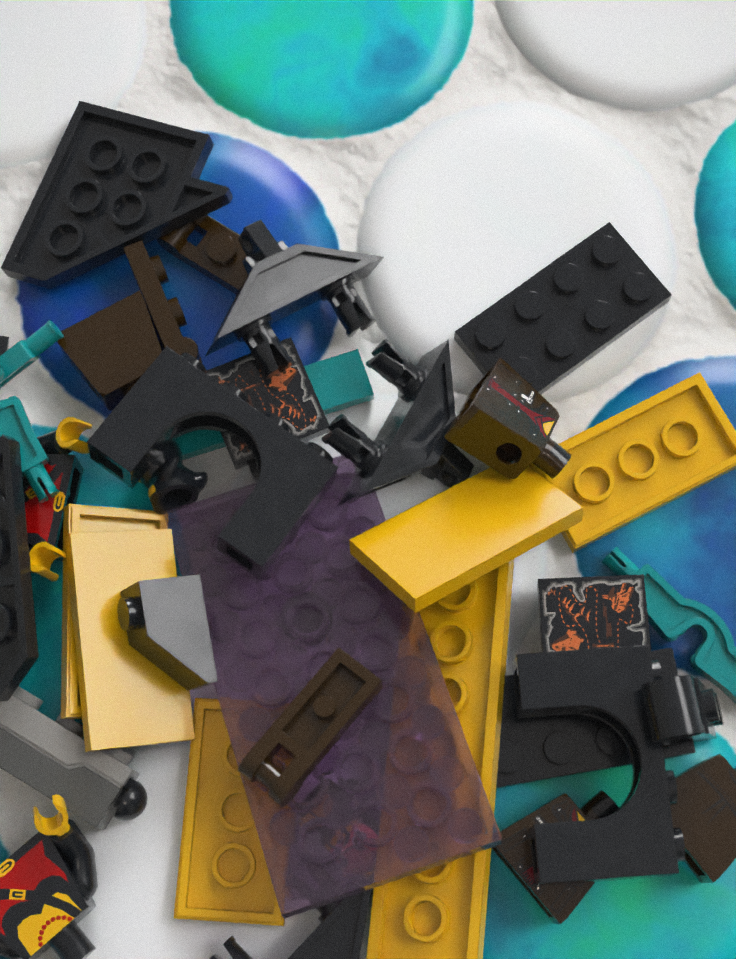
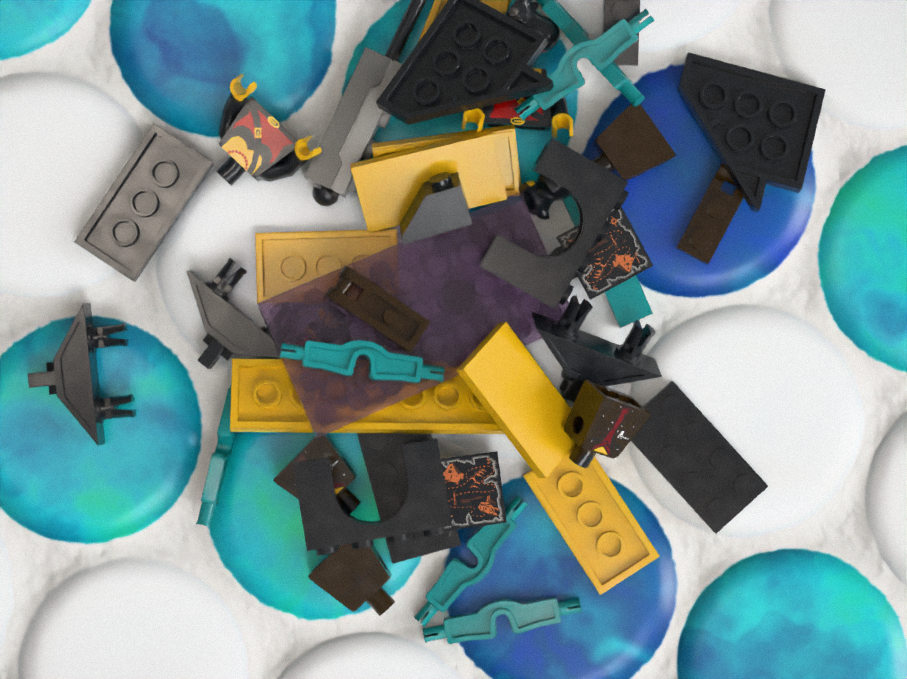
camera: 90 degrees right, 15 degrees up
(165, 313) = (665, 173): dark brown plate -> none
(284, 282) = (690, 253): black connector -> none
(384, 786) = (342, 360): none -> teal piece
(681, 709) = (412, 551): black plate -> none

